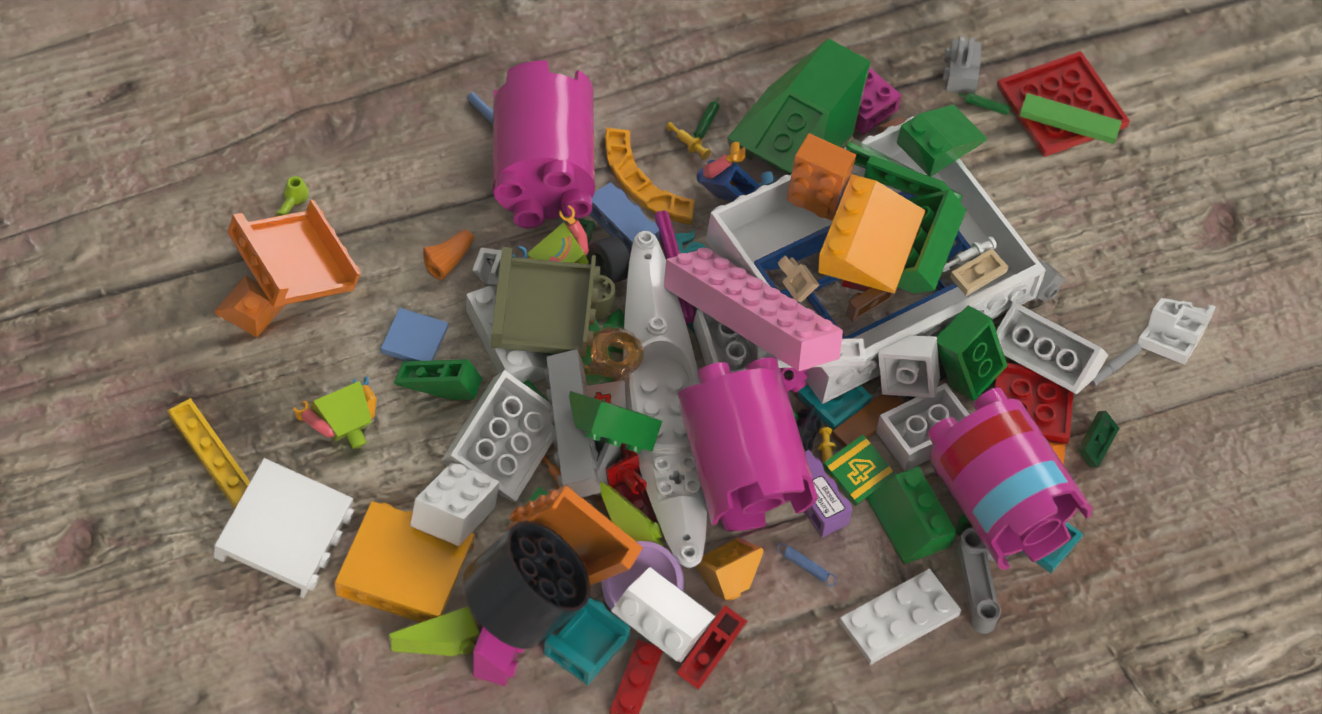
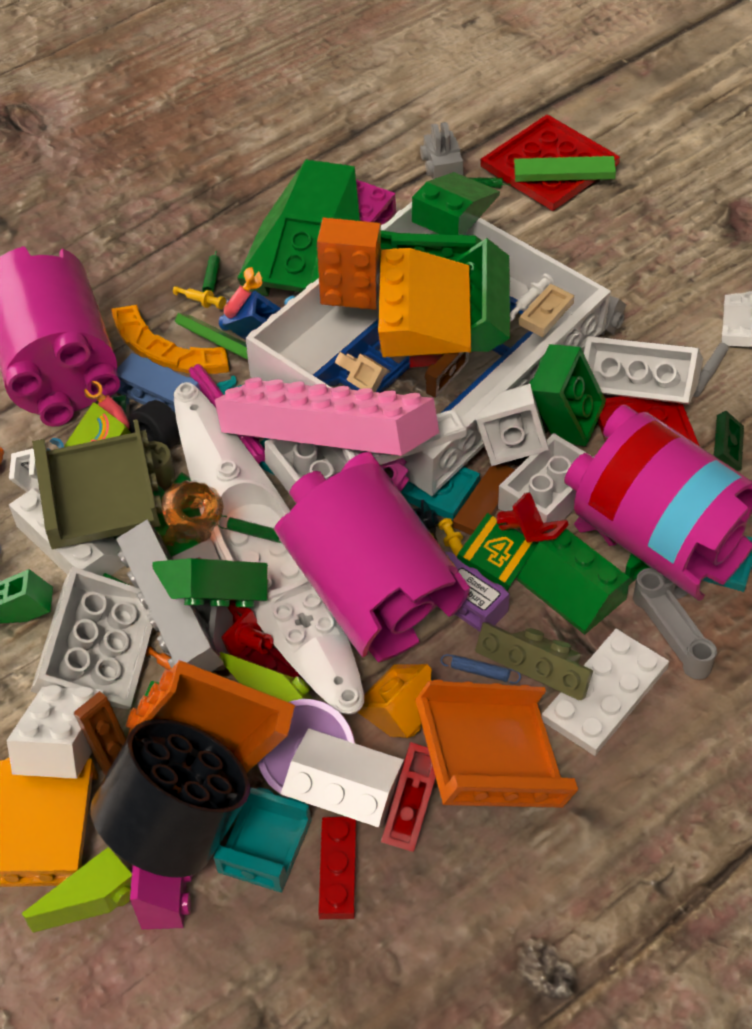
camera: 10 degrees left, 5 degrees down
(489, 516) = (101, 729): none -> dark orange tile
(664, 385) = (251, 529): none -> green piece
(688, 184) = (213, 334): none -> bright green tile
(788, 628) = (491, 745): none -> orange panel
(853, 570) = (537, 658): none -> olive bracket
(893, 455) = (526, 516): none -> red bracket

